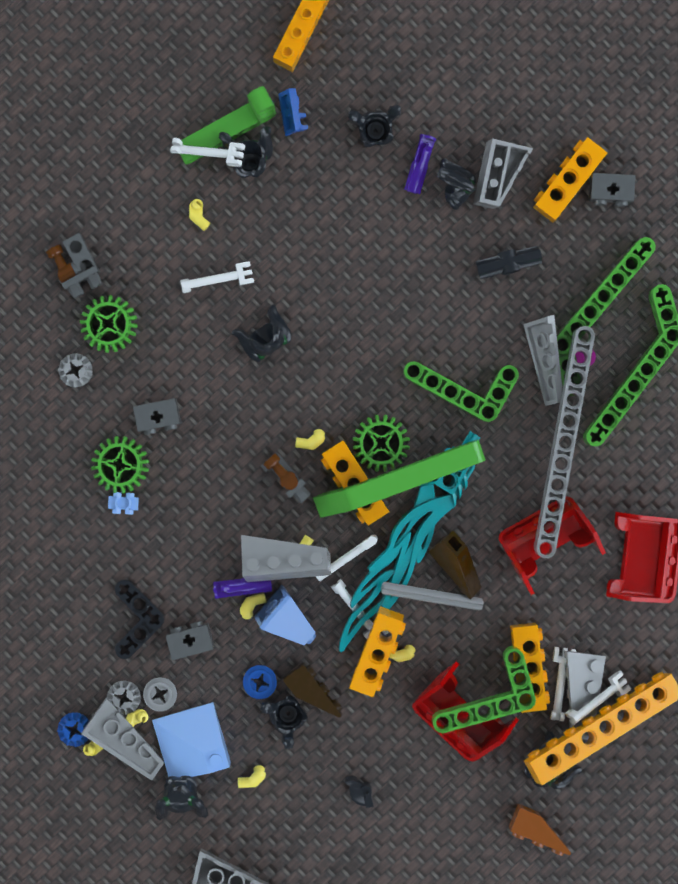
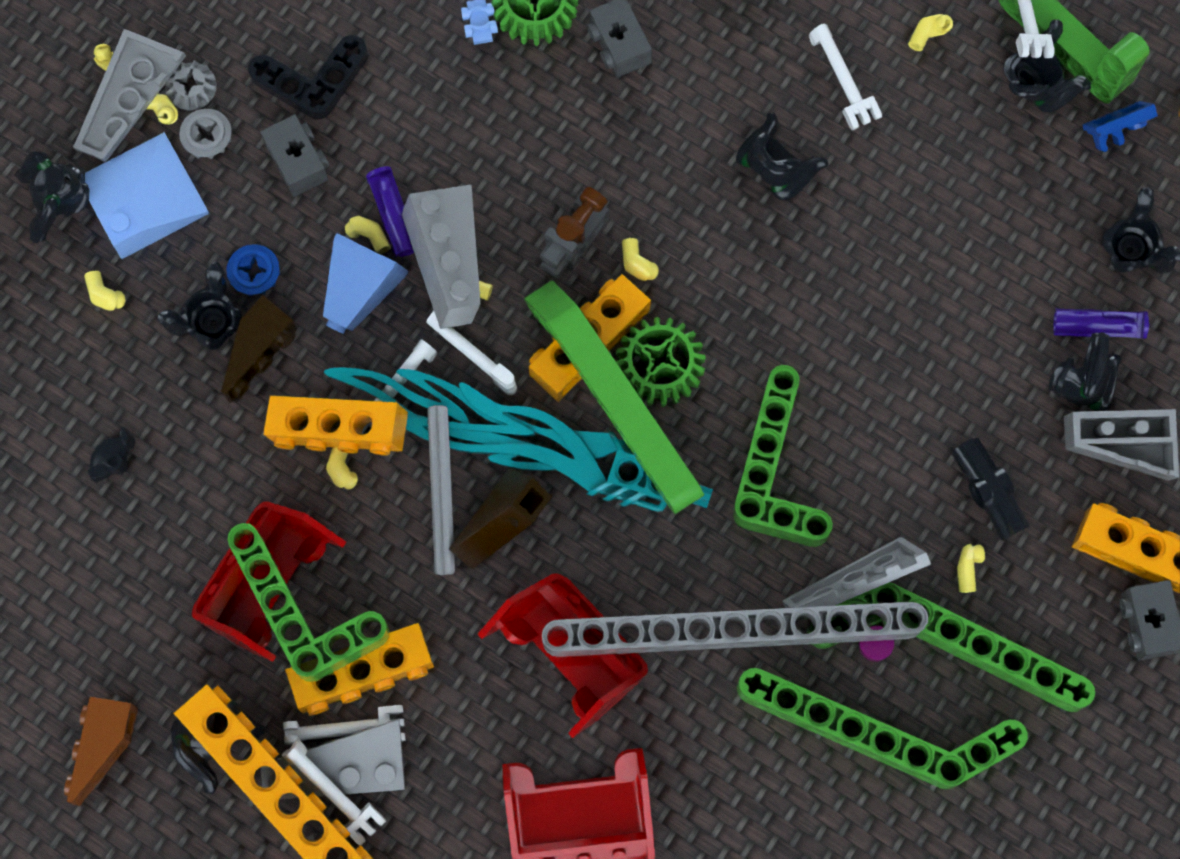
camera: 75 degrees right, 15 degrees down
(64, 732) = (141, 19): blue gear -> none
(553, 291) = (966, 569): none -> light yellow arm

